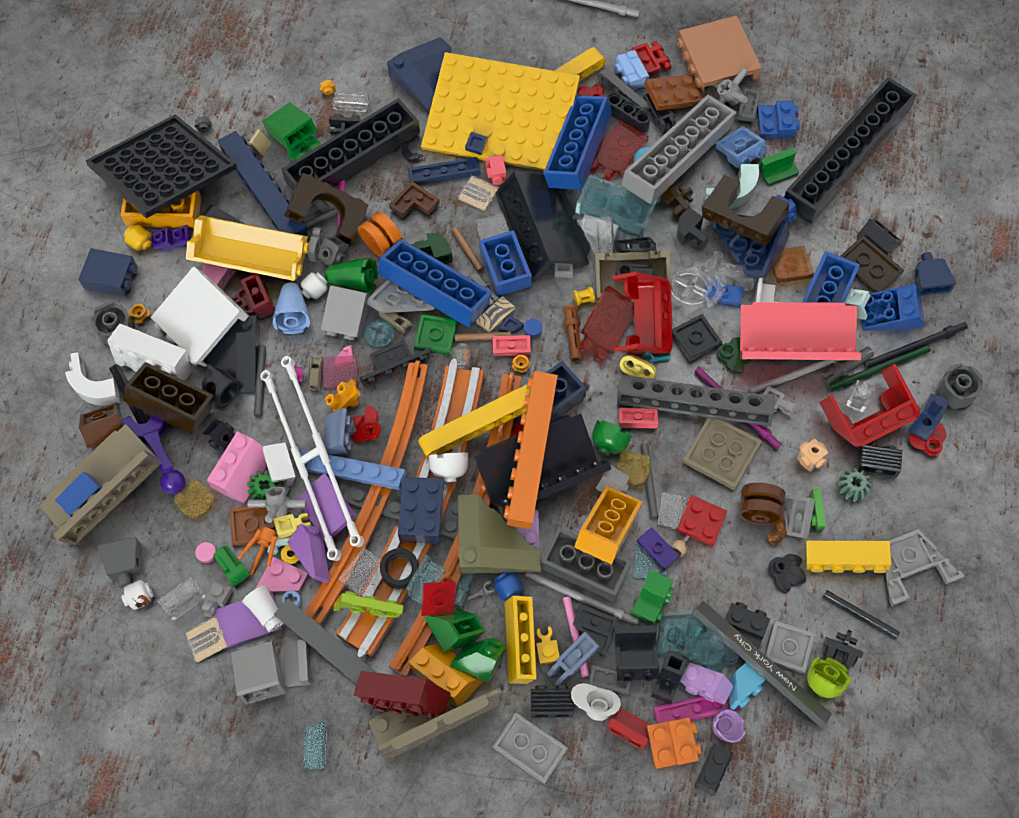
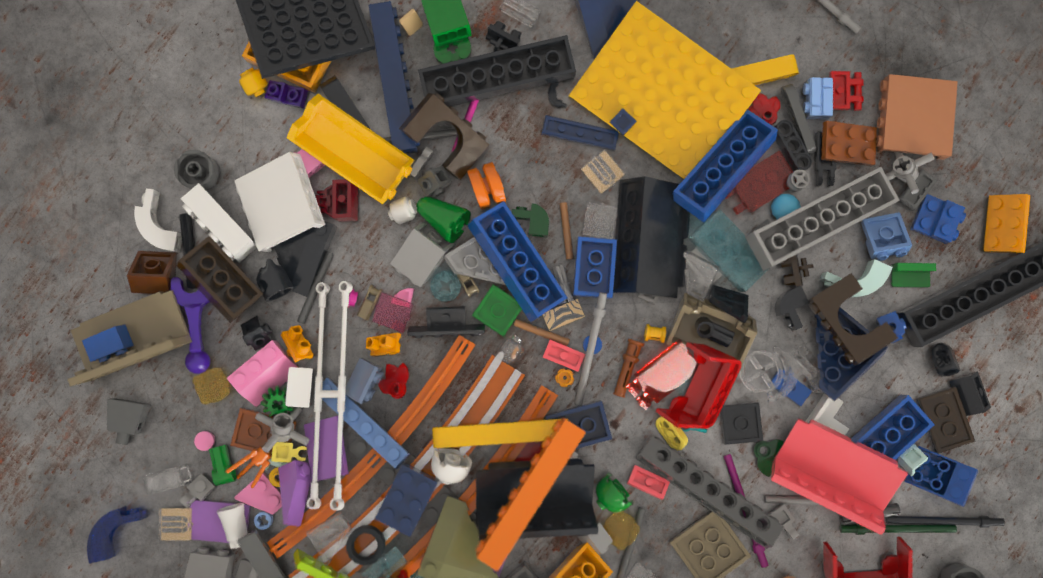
camera: 15 degrees right, 20 degrees up
(108, 272) = (212, 108): dark blue brick -> none
(137, 594) = (130, 457): white head -> none
(137, 668) = (100, 540): none -> clear blue arch
(139, 308) = (221, 163): light orange plate -> none
(262, 428) = (297, 345): none -> light orange hips
(291, 311) = (370, 228): light blue cone -> none
(413, 196) = (538, 150): reddish brown plate -> none
(496, 169) = (631, 157): coral brick -> none
(511, 325) = (572, 331): dark blue tile -> none
(525, 291) = (598, 313): none -> light grey bar
(645, 132) = (801, 177): none -> light grey wheel
(792, 265) = (872, 388): clear orange plate -> none
(833, 98) = (1007, 223): none -> light orange plate
(843, 219) = (944, 360): none -> black rock
(860, 396) = (865, 552): clear brick -> none
(933, 275) = (999, 458): dark blue torso -> none

